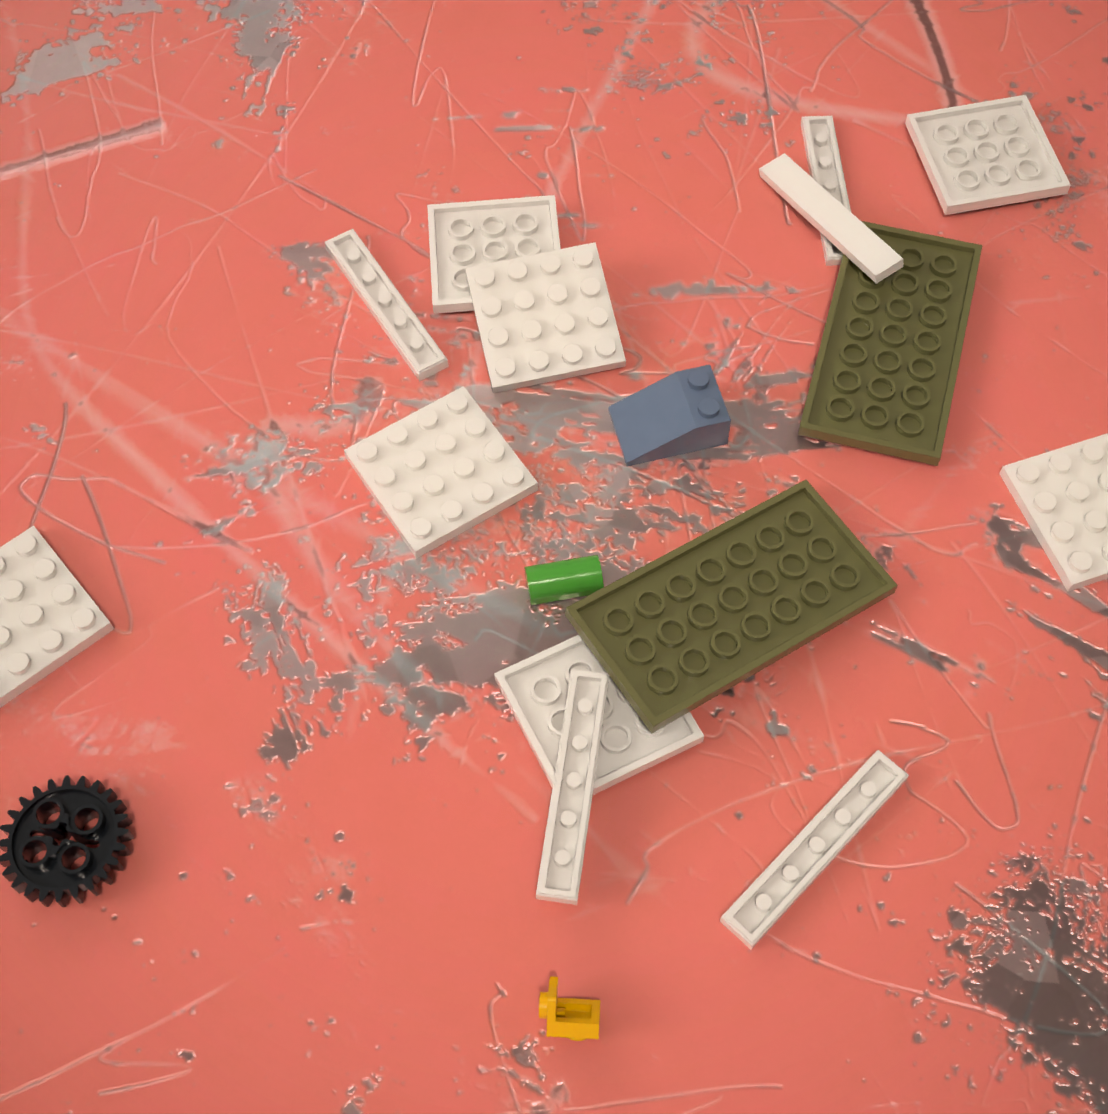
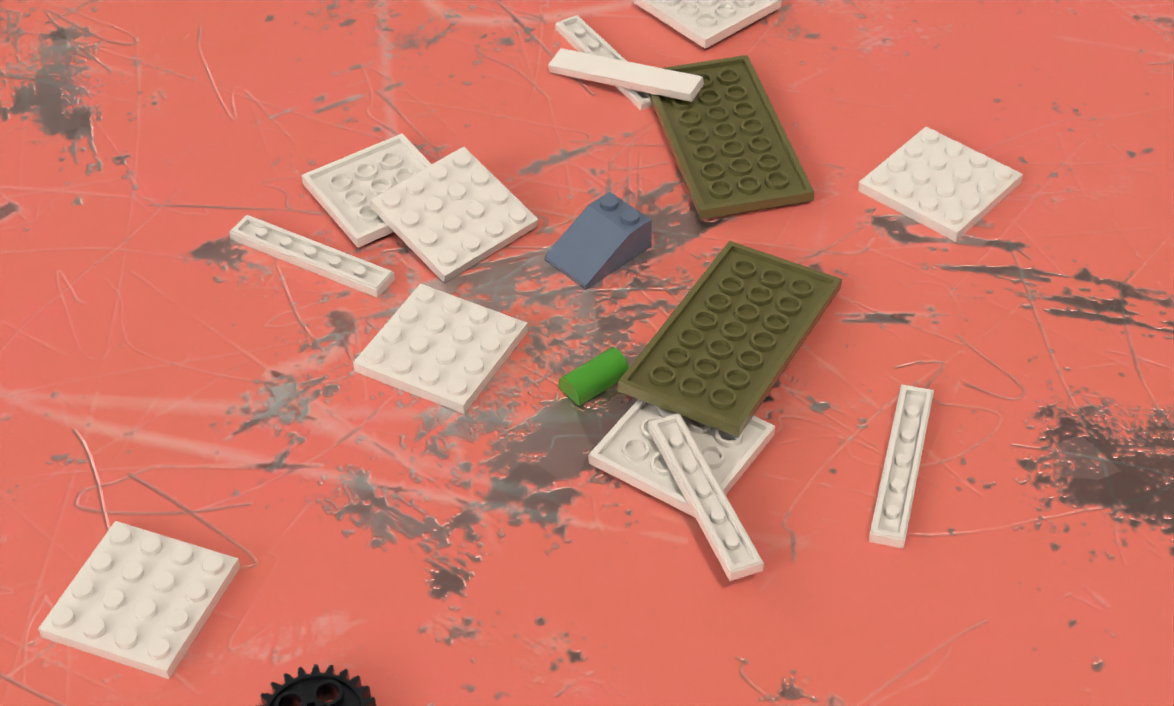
camera: 30 degrees left, 15 degrees down
(568, 1016) = (811, 645): yellow bracket -> none

